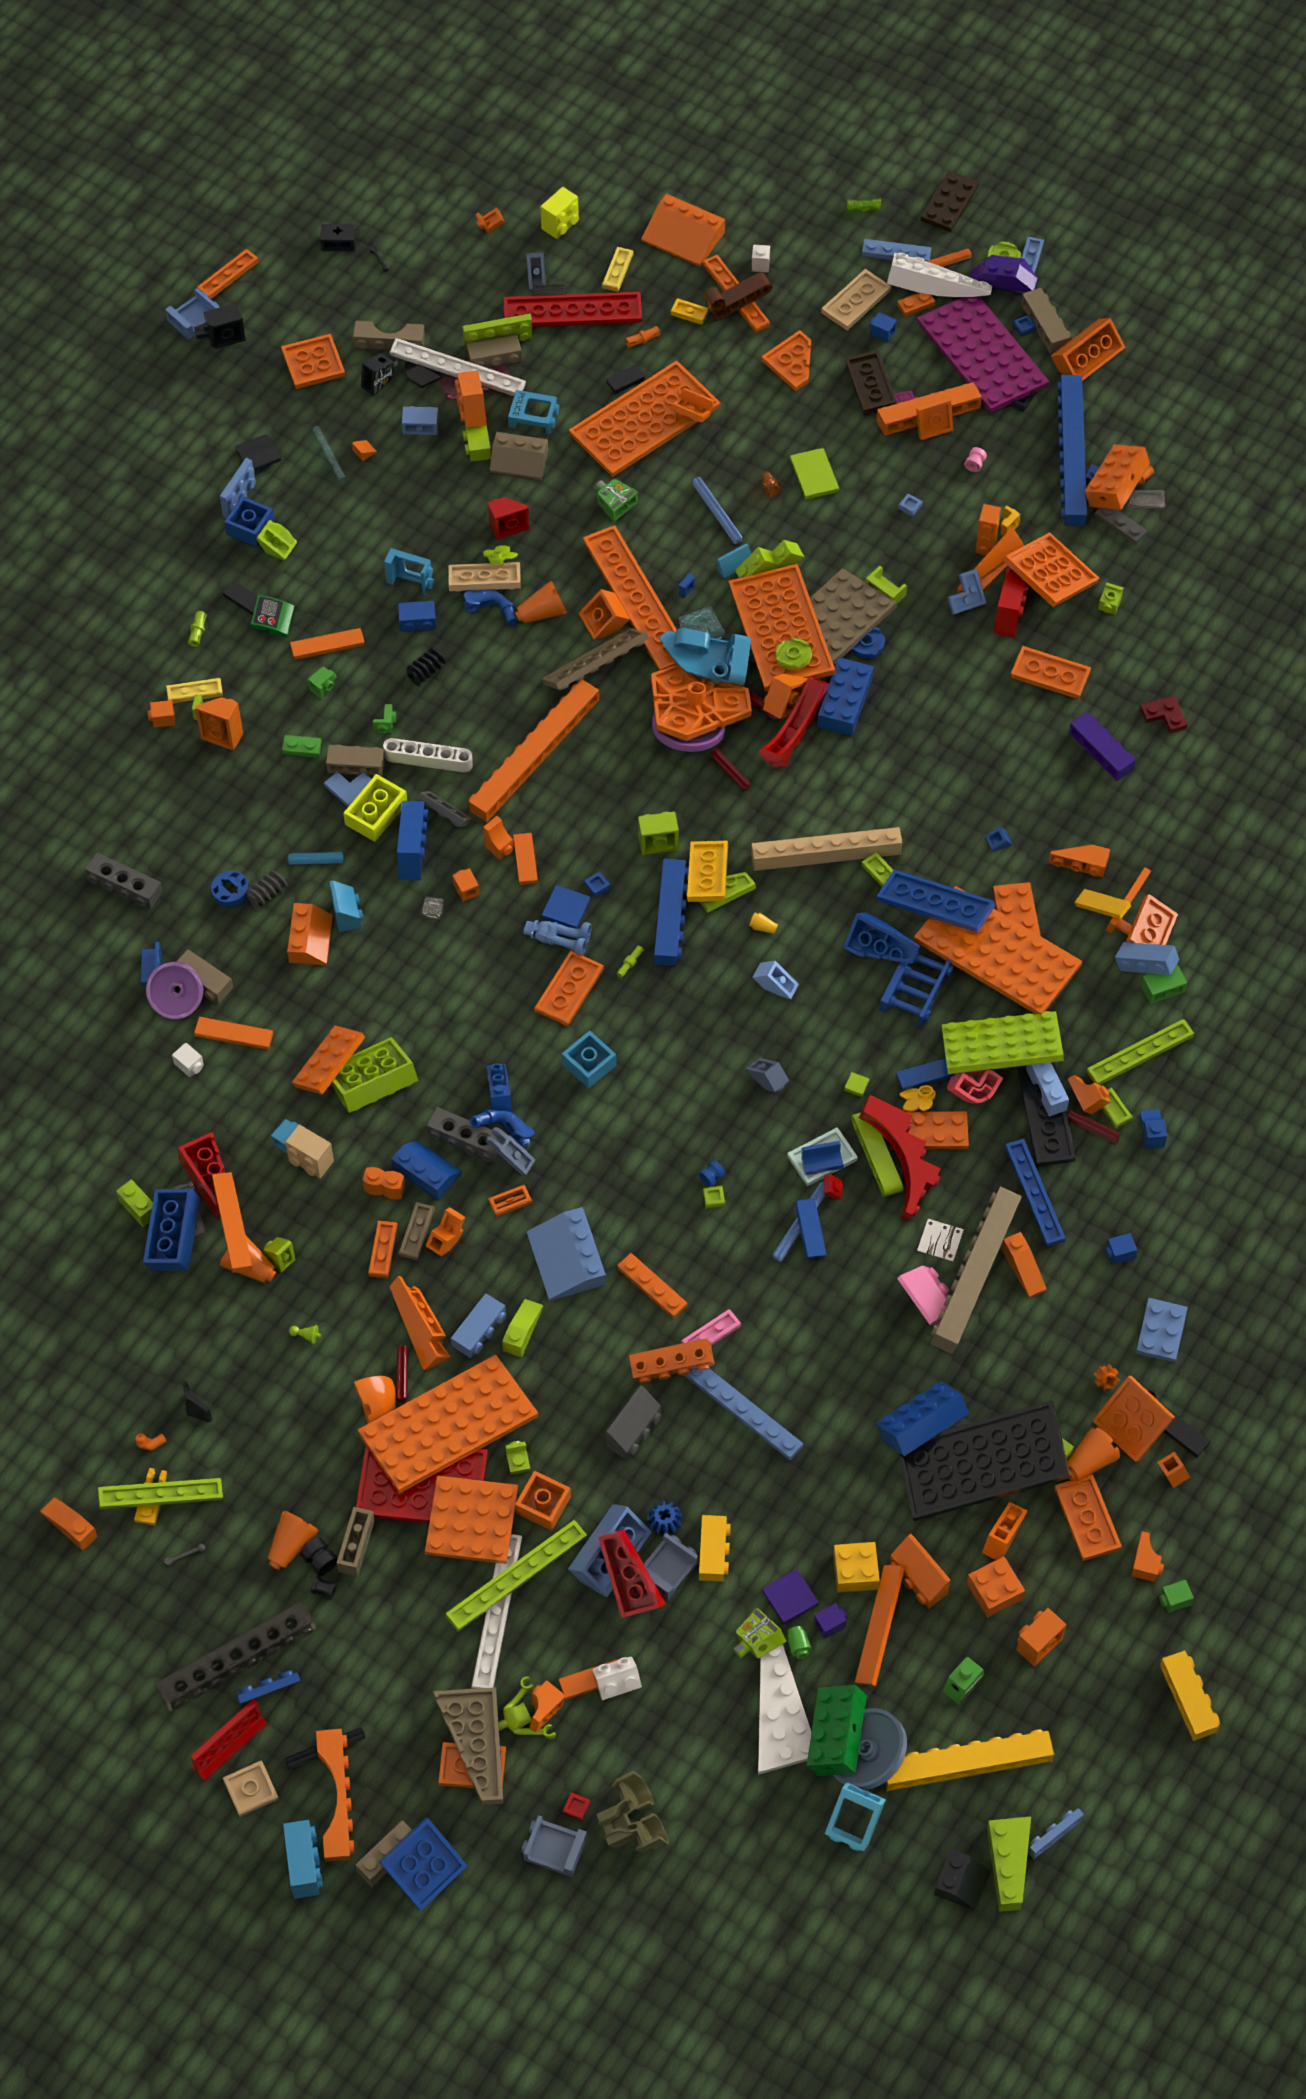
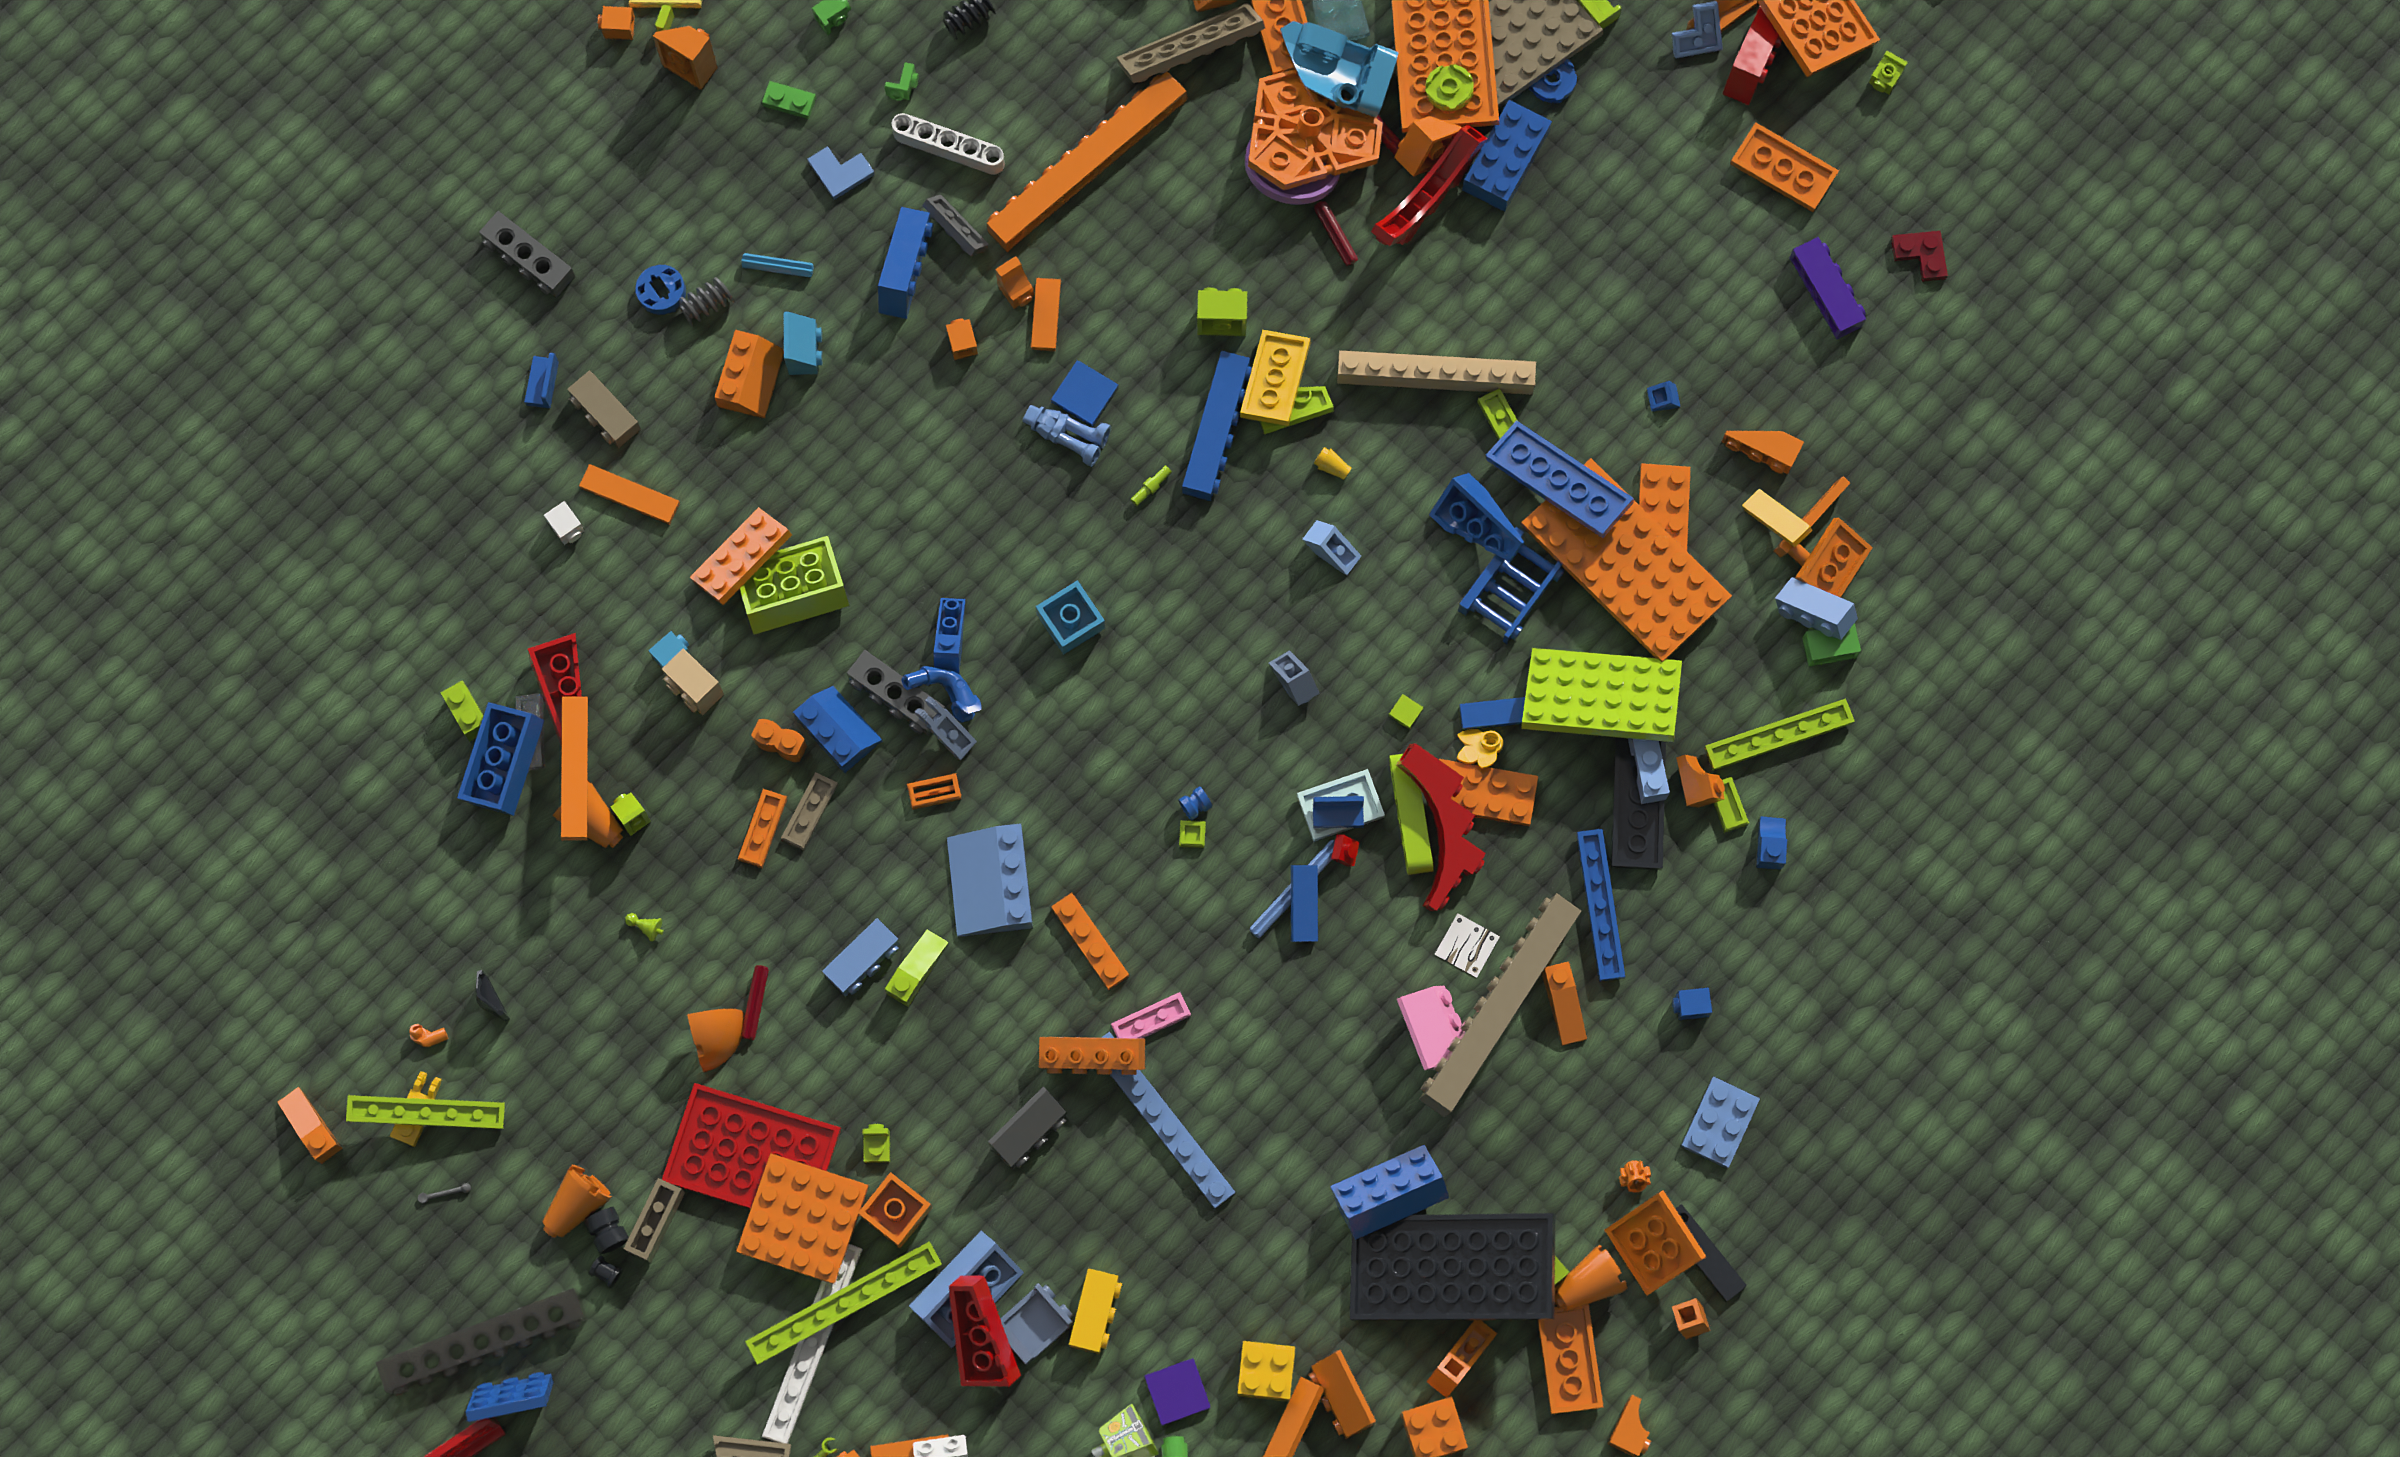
camera: 10 degrees right, 15 degrees up
(162, 991) = (553, 433): medium lavender dish -> none
(355, 760) = (853, 134): dark tan brick -> none
(375, 808) = (865, 209): neon yellow brick -> none
(420, 1324) = (790, 940): orange wedge -> none
(432, 907) = (914, 362): clear tile -> none
(447, 1233) = (844, 825): orange brick -> none
(447, 1423) = (797, 1083): orange plate -> none
(569, 988) = (1066, 508): orange tile -> none
(597, 884) = (1130, 368): blue plate -> none
(659, 1513) = (1043, 1268): blue gear -> none
(830, 1620) = (1220, 1435): dark purple brick -> none
(975, 1085) = (1554, 749): coral brick -> none
(1093, 1126) = (1695, 826): dark red axle -> none

